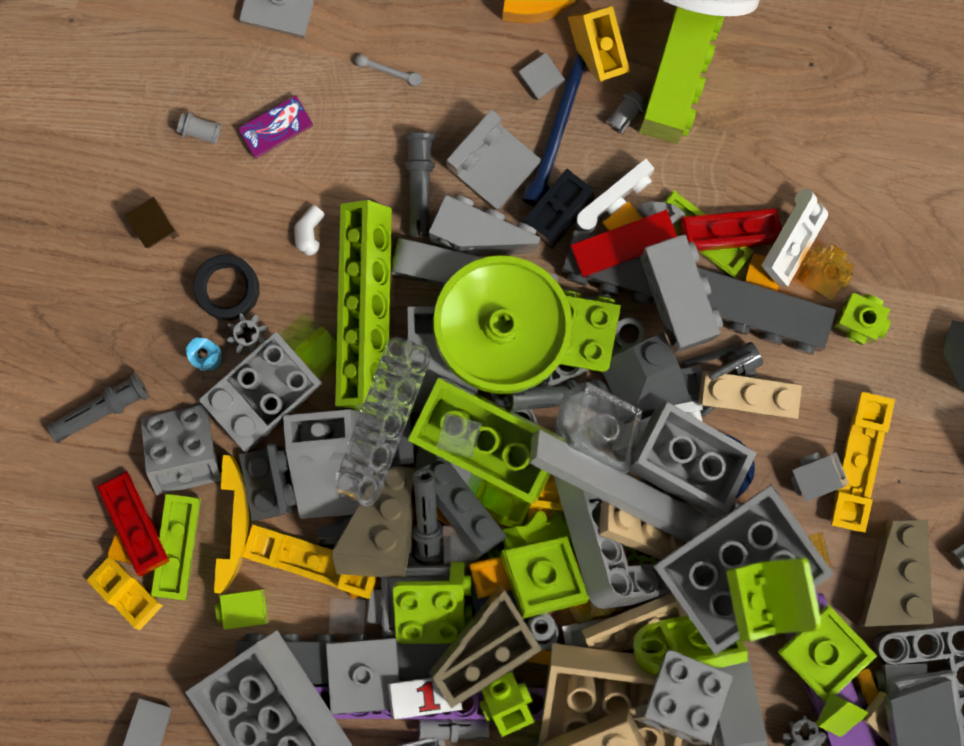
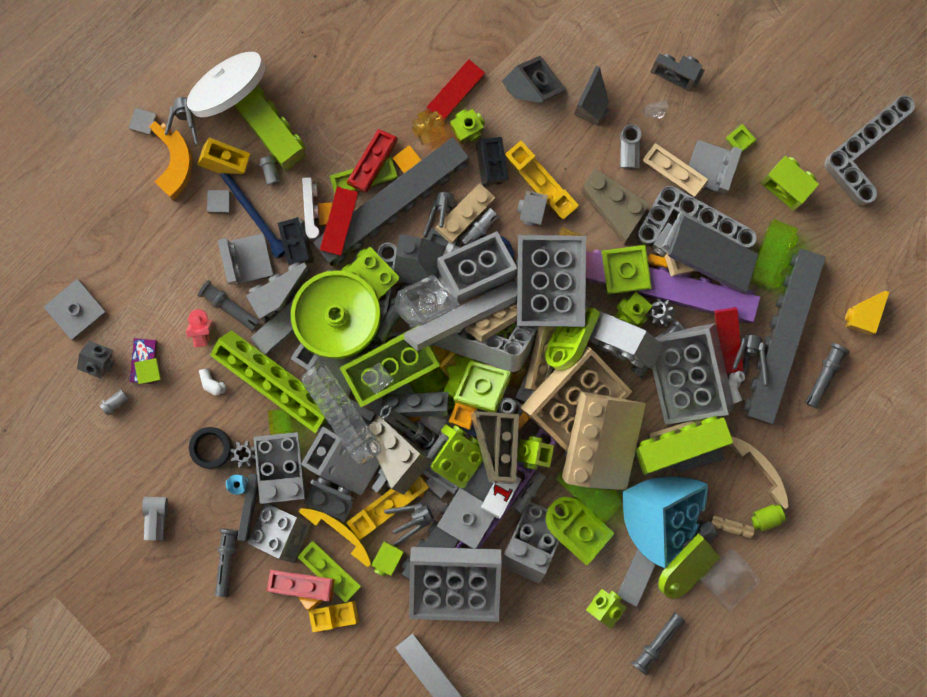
camera: 55 degrees left, 0 degrees up
(99, 276) = (155, 511): none -> light grey piece
(151, 223) = (147, 463): dark brown panel -> none
(184, 389) = (248, 508): none -> dark grey tile
(235, 67) = (95, 359): none -> dark grey brick
(266, 141) = (147, 371): none -> lime tile
(324, 616) = (421, 517): none -> dark grey plant
(365, 166) = (199, 327): none -> coral hips
(414, 79) = (170, 270): light grey hinge -> none
(654, 207) = (331, 192): light grey tile -> none
(681, 293) = (386, 210): light grey brick -> none
(685, 699) = (596, 358): light grey bracket -> none
(744, 425) = (479, 227): none -> light grey pin
(773, 598) = (576, 275): lime bracket -> none
(781, 698) = (633, 310): none -> lime brick
(795, 238) = (400, 130): white plate -> none
(840, 381) = (492, 161): none -> black hinge
(840, 715) = (662, 285): lime slope -> none
(899, 271) = (456, 89): none -> red tile

